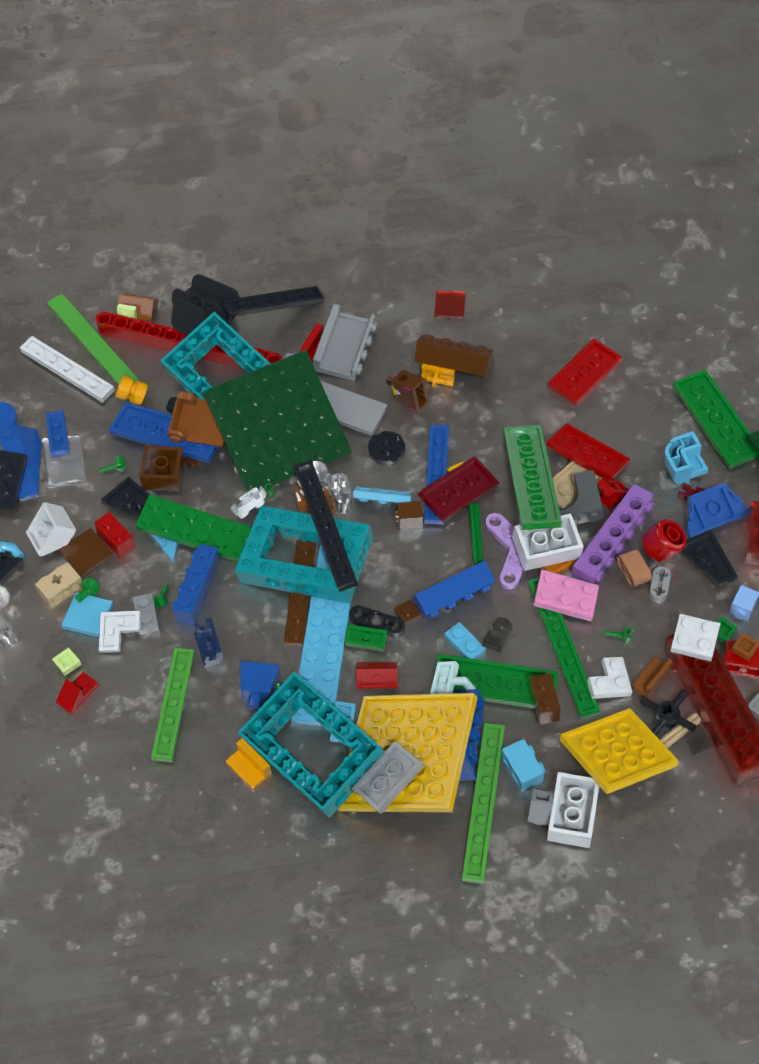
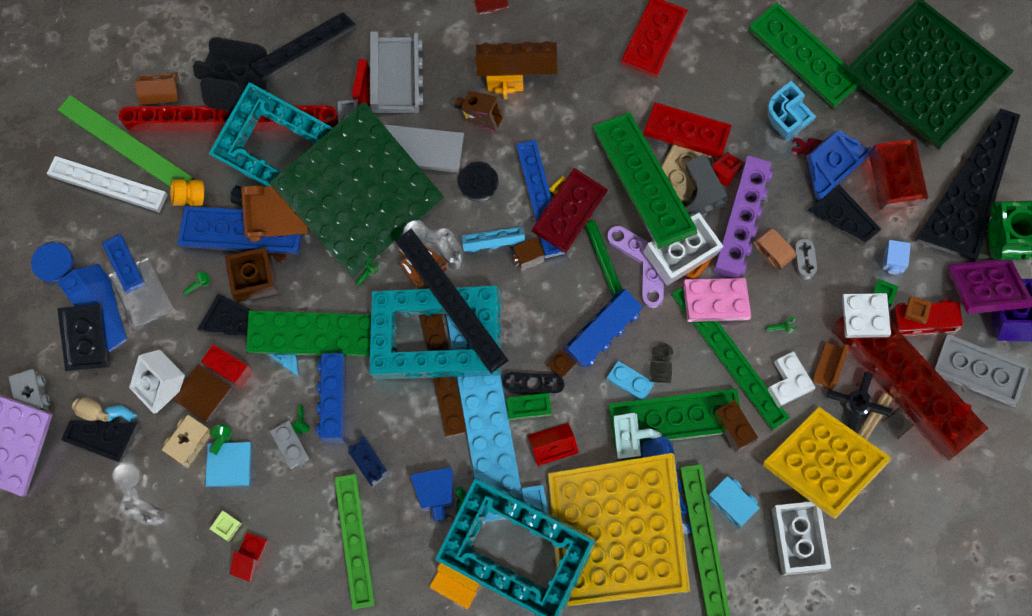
camera: 15 degrees left, 15 degrees up
(114, 624) = (261, 471): white plate -> none
(127, 310) = (149, 99): yellowish green plate -> none
(248, 501) = (358, 286): white plate -> none
(388, 777) = (609, 567): light grey plate -> none
(540, 807) = (767, 544): light grey brick -> none
(664, 540) = (797, 211): red head -> none

